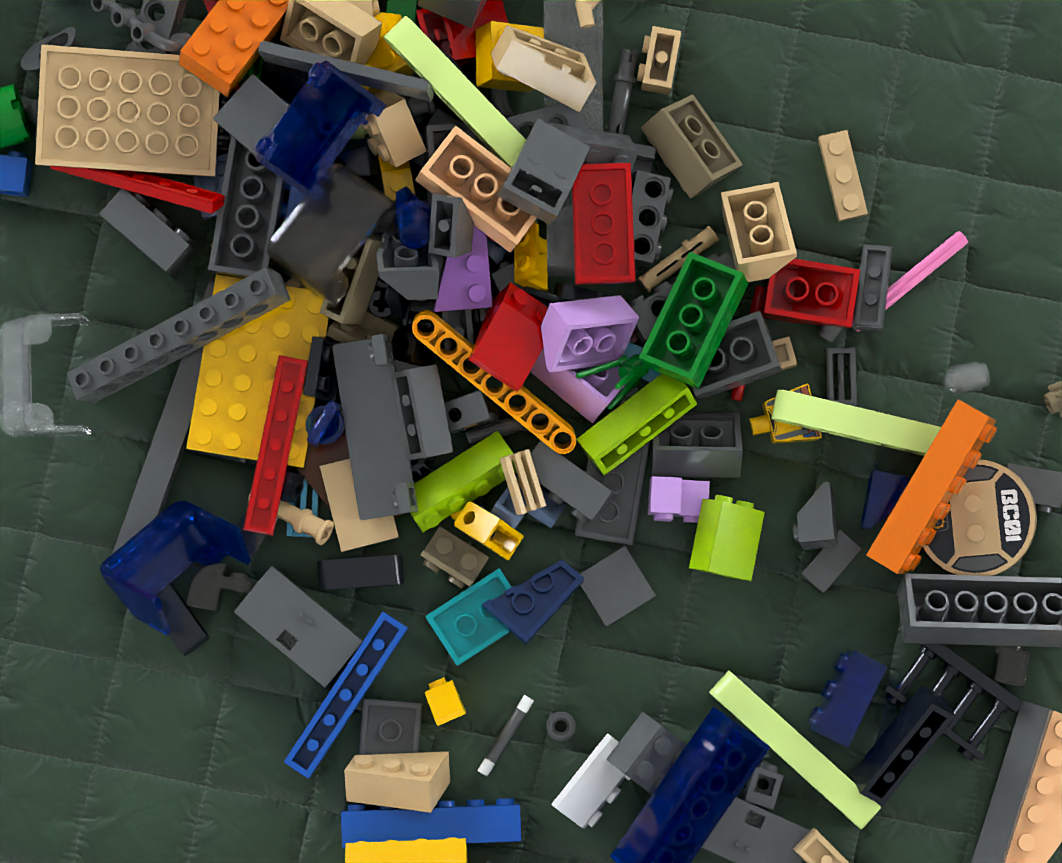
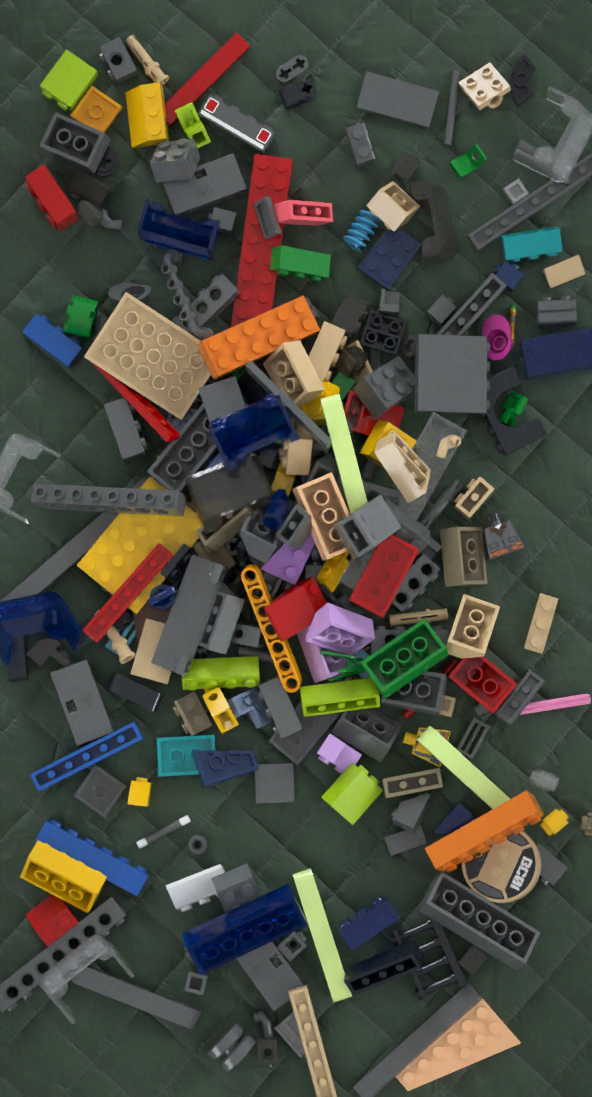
camera: 30 degrees right, 0 degrees up
(398, 779) = (88, 822): tan wedge -> none
(526, 479) = (257, 696): tan tile -> none
(726, 93) = (500, 538): none -> torso
(797, 480) = (412, 782): none -> dark tan brick
(1012, 424) = (554, 822): none -> yellow brick

